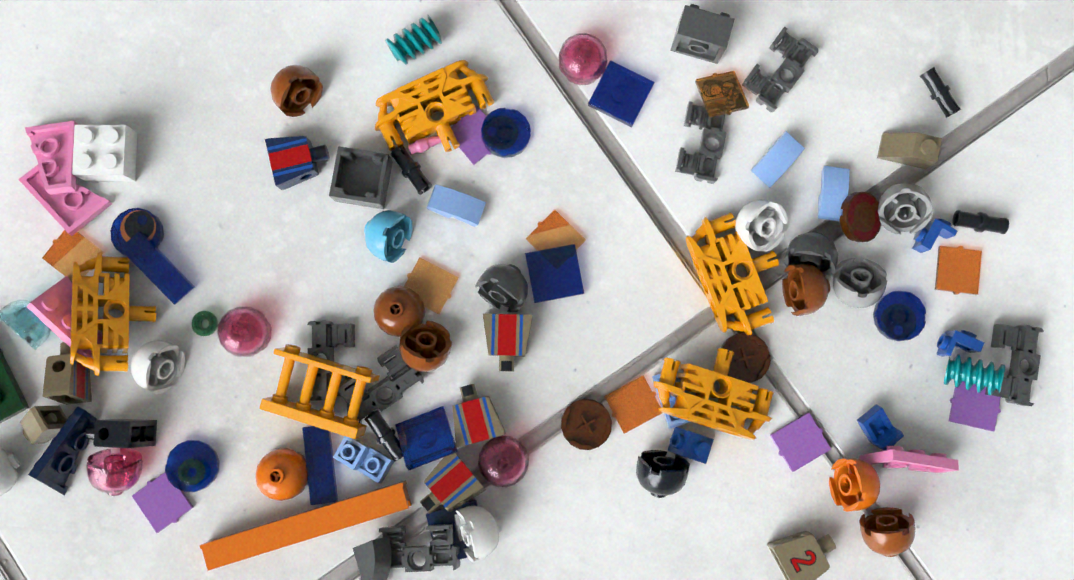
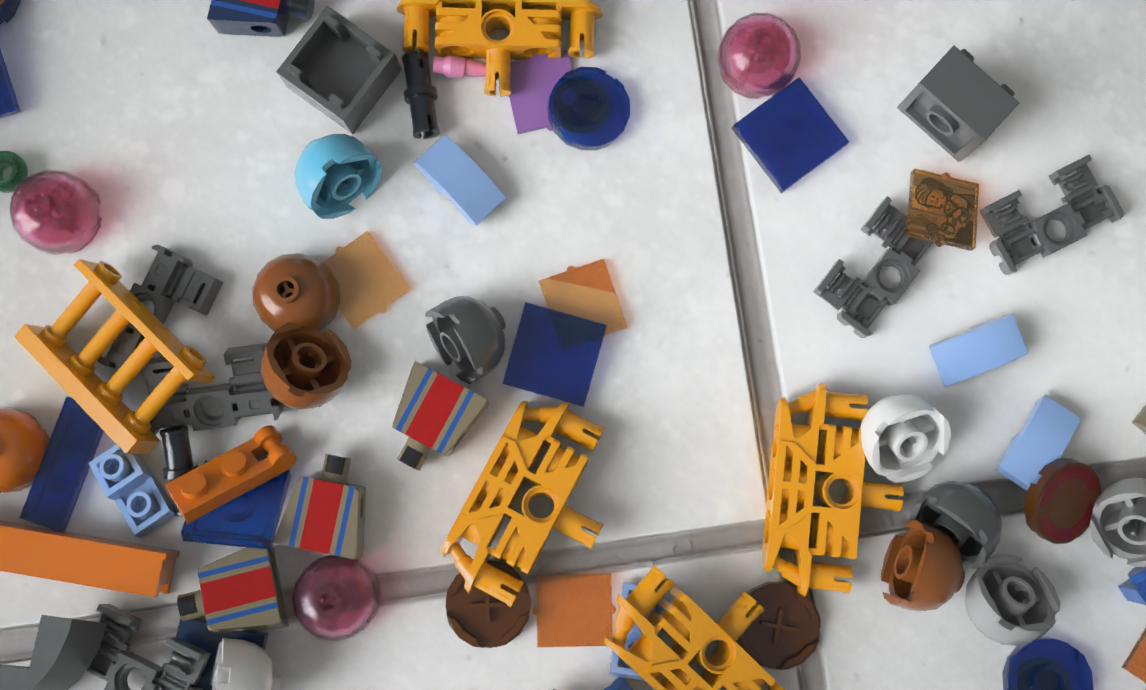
camera: 25 degrees right, 0 degrees up
(414, 423) = (231, 474): none -> orange plate
(561, 358) = (500, 486): none -> light orange piece

